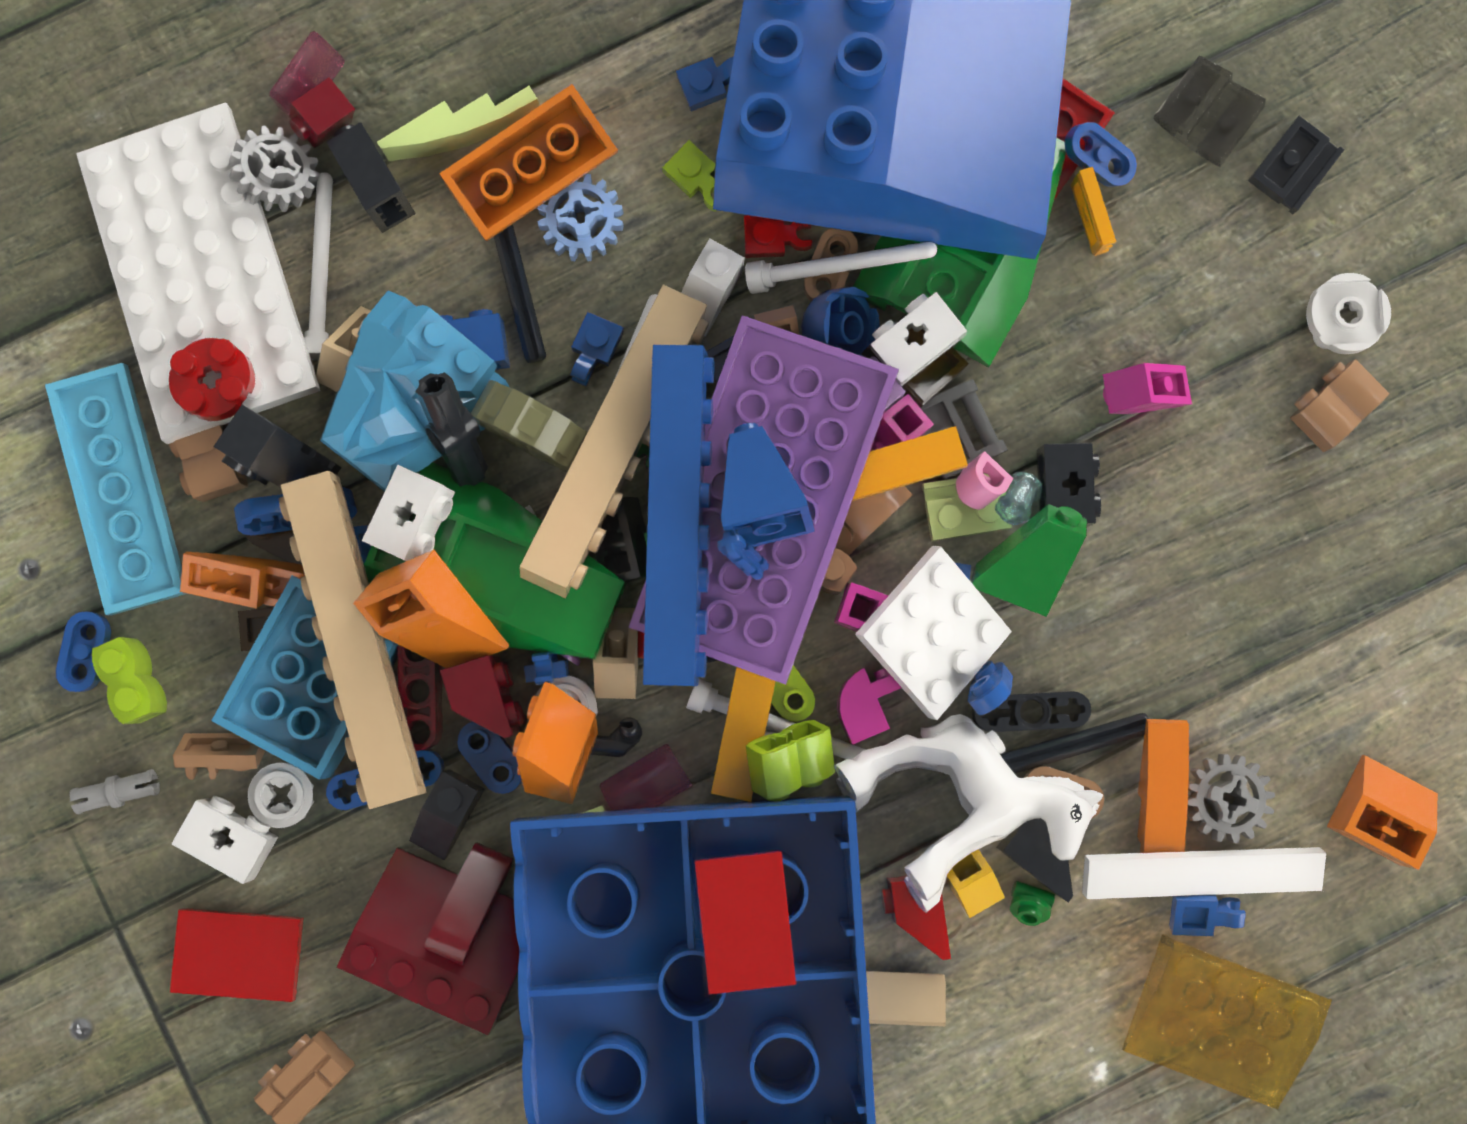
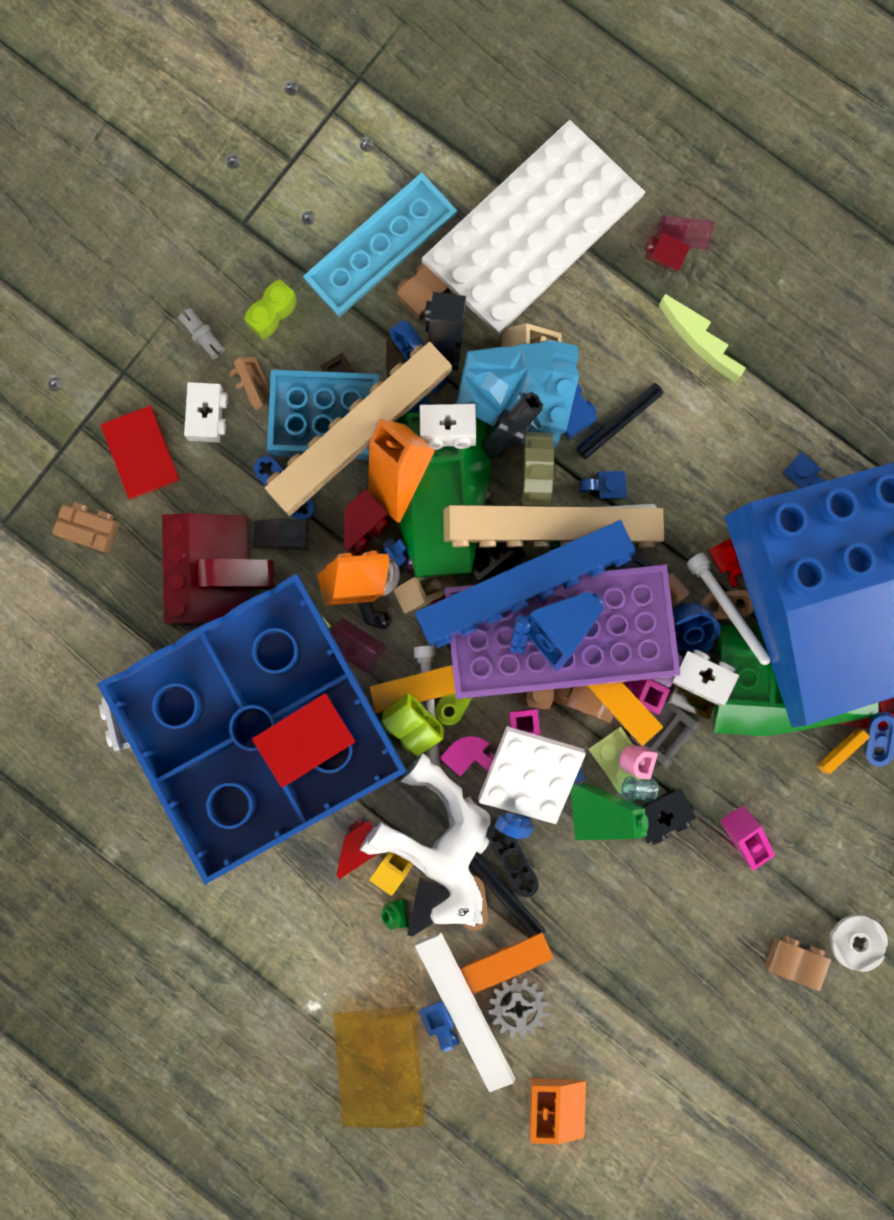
camera: 65 degrees right, 0 degrees up
(77, 651) = (274, 271): blue plate -> none
(192, 365) = (472, 253): red plate -> none
(236, 578) = (361, 342): orange slope -> none
(262, 795) = (240, 421): white gear -> none
(278, 166) = (622, 228): light grey gear -> none
(316, 334) = (529, 316): white piece -> none
(370, 177) = (642, 300): black slope -> none
(429, 710) = (337, 494): dark red beam -> none
(486, 759) = (327, 544): blue plate -> none
(528, 162) = (698, 391): orange slope -> none
(595, 216) = (674, 430): light blue gear -> none
(692, 172) = (743, 491): lime plate -> none
(714, 278) = (682, 537): white slope -> none
(906, 998) = (302, 863): tan slope -> none

